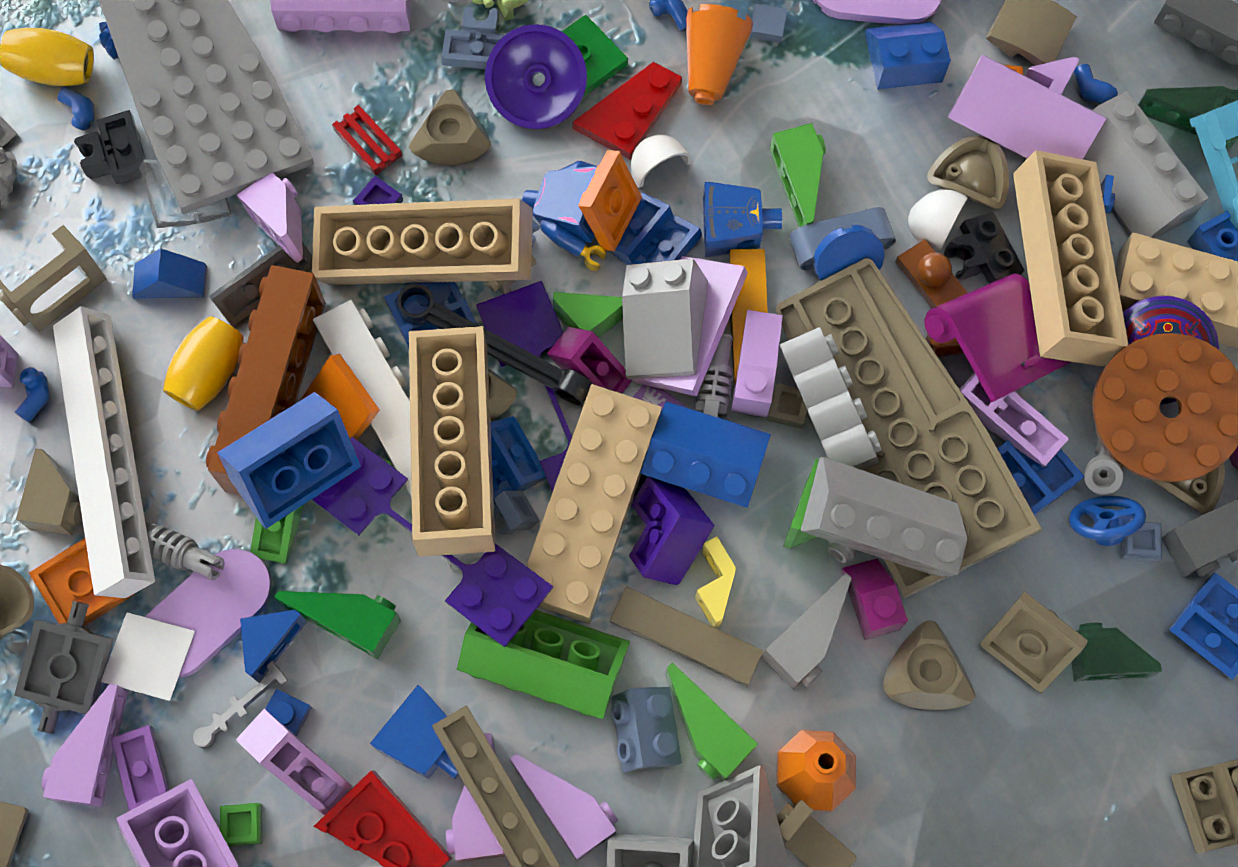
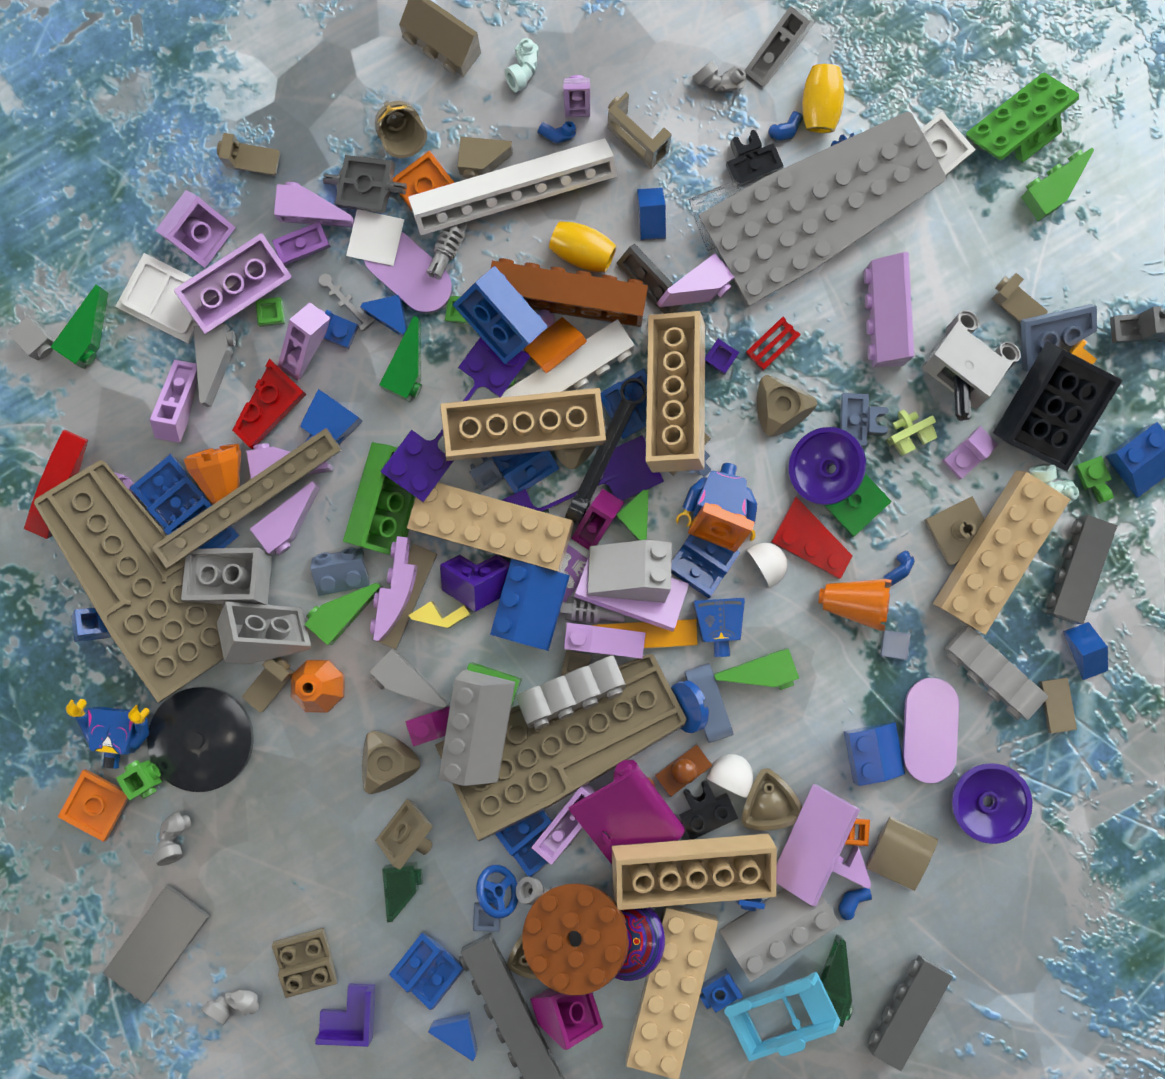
camera: 95 degrees right, 15 degrees up
(695, 644) = (393, 601): none -> lavender slope

